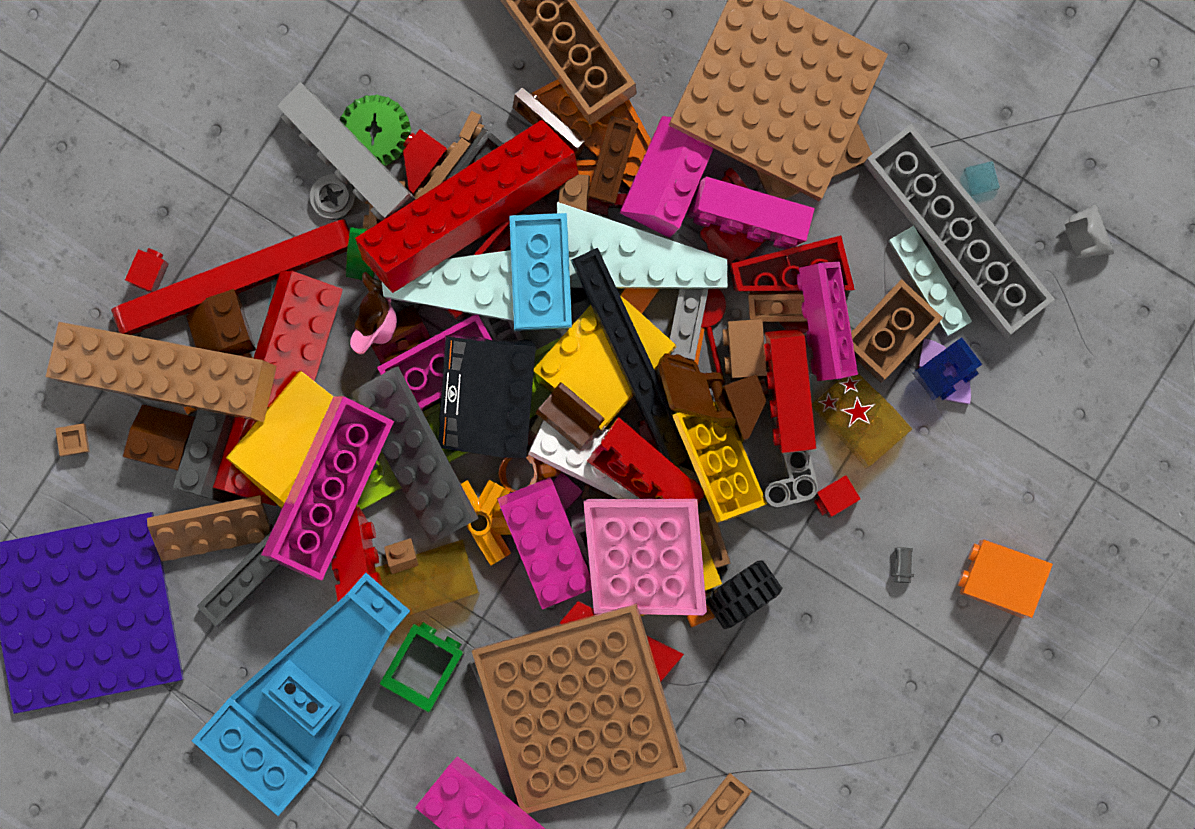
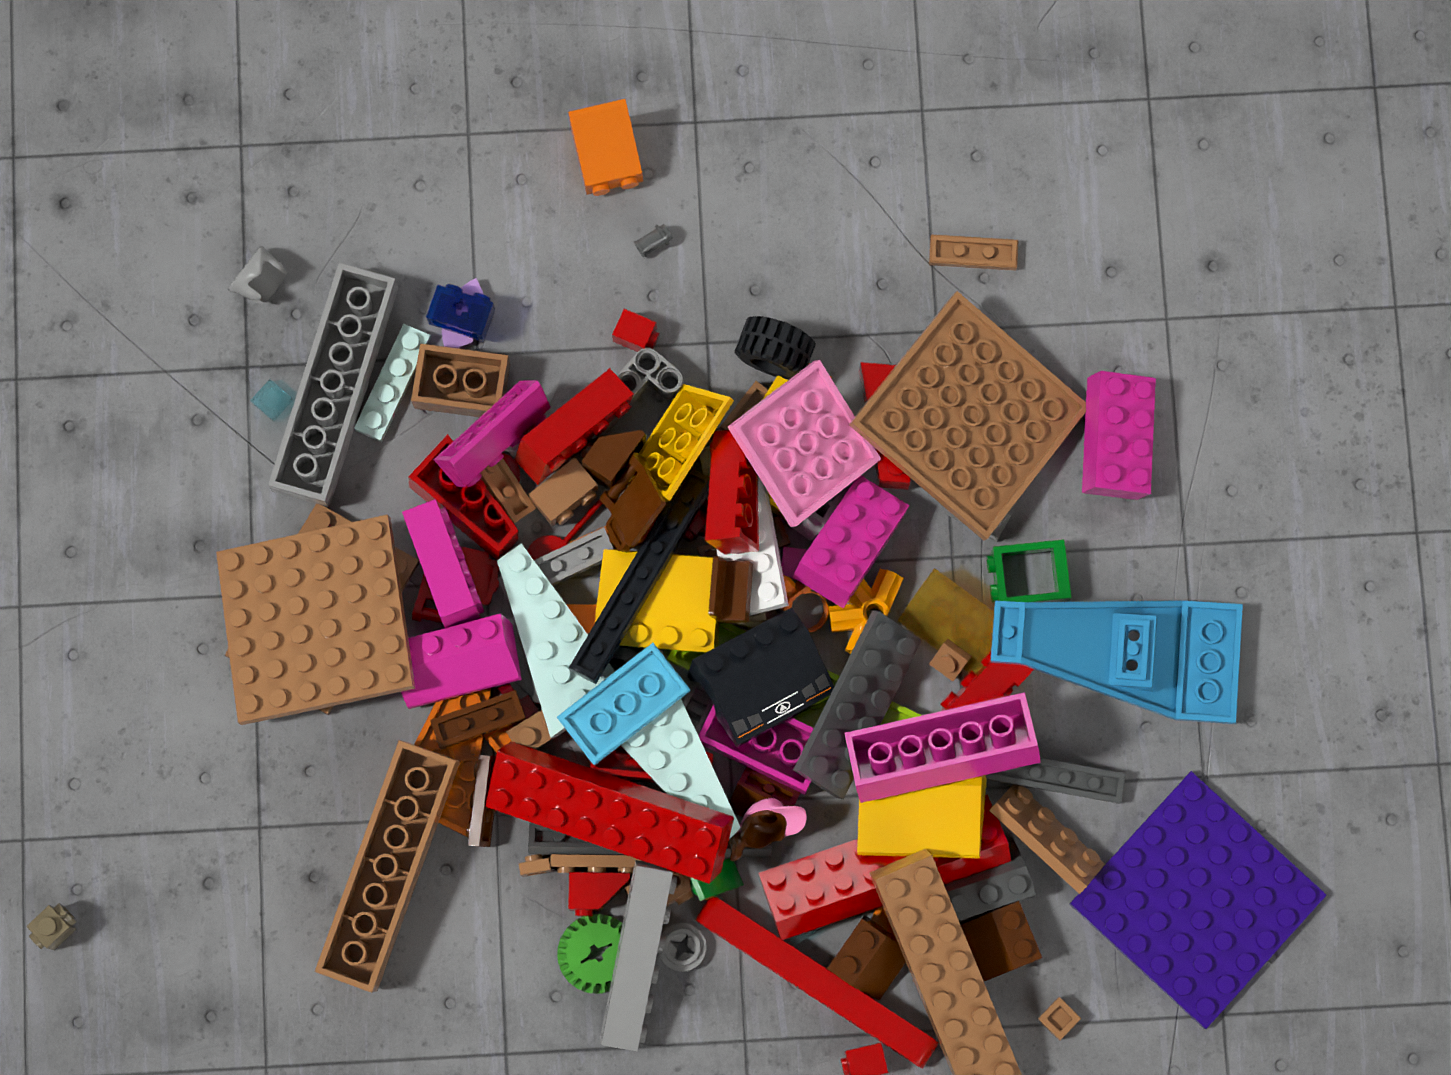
camera: 125 degrees left, 5 degrees down
(861, 418) = (555, 352): clear yellow slope -> none

